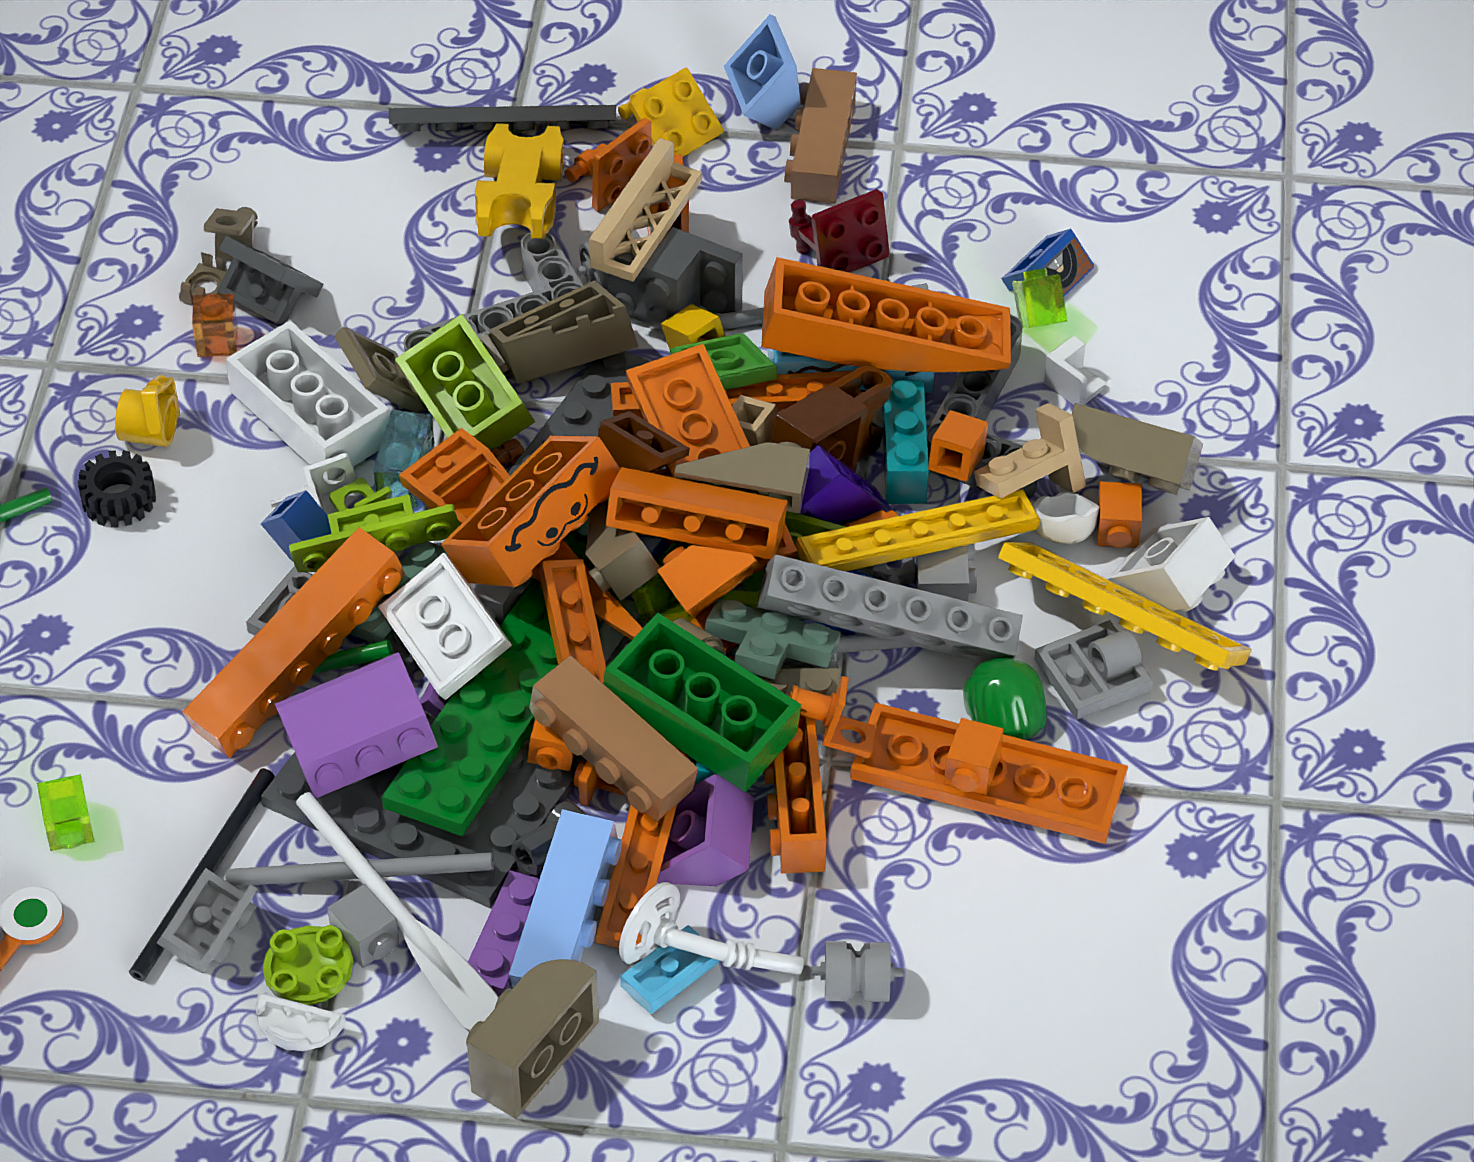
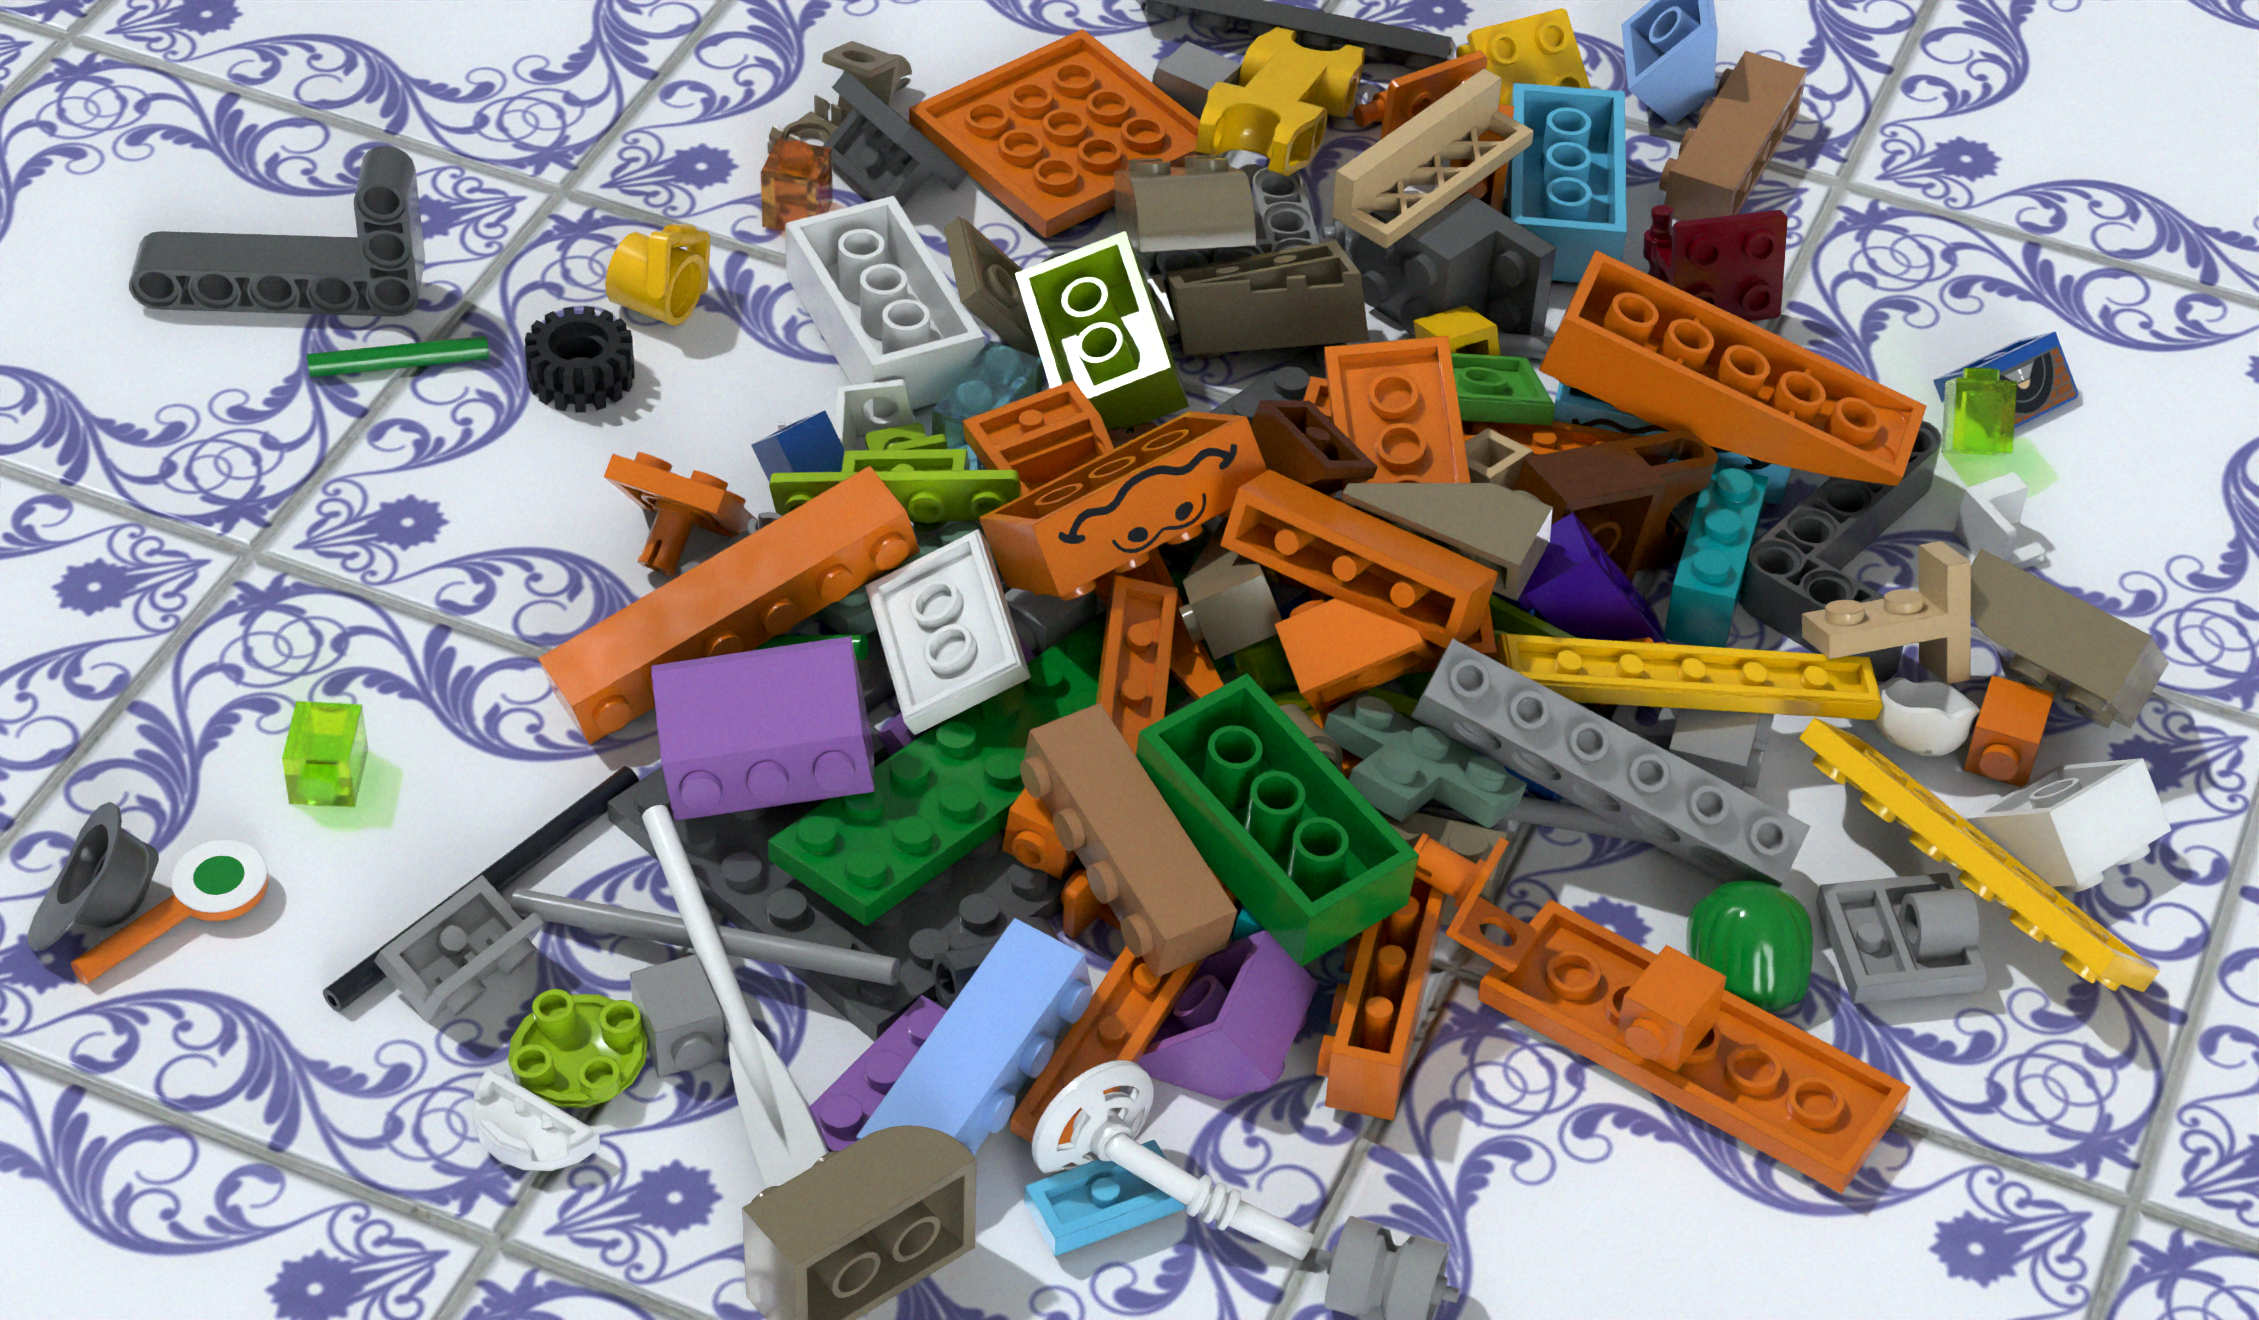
camera: 15 degrees right, 5 degrees down
(230, 580) = (678, 505): none -> orange plate
(377, 237) = (1056, 129): none -> orange plate
(454, 181) = (1192, 73): none -> light grey brick
(485, 279) = (1184, 206): none -> dark tan brick
(733, 197) = (1572, 175): none -> medium azure brick
(958, 445) = (1788, 571): orange brick -> none

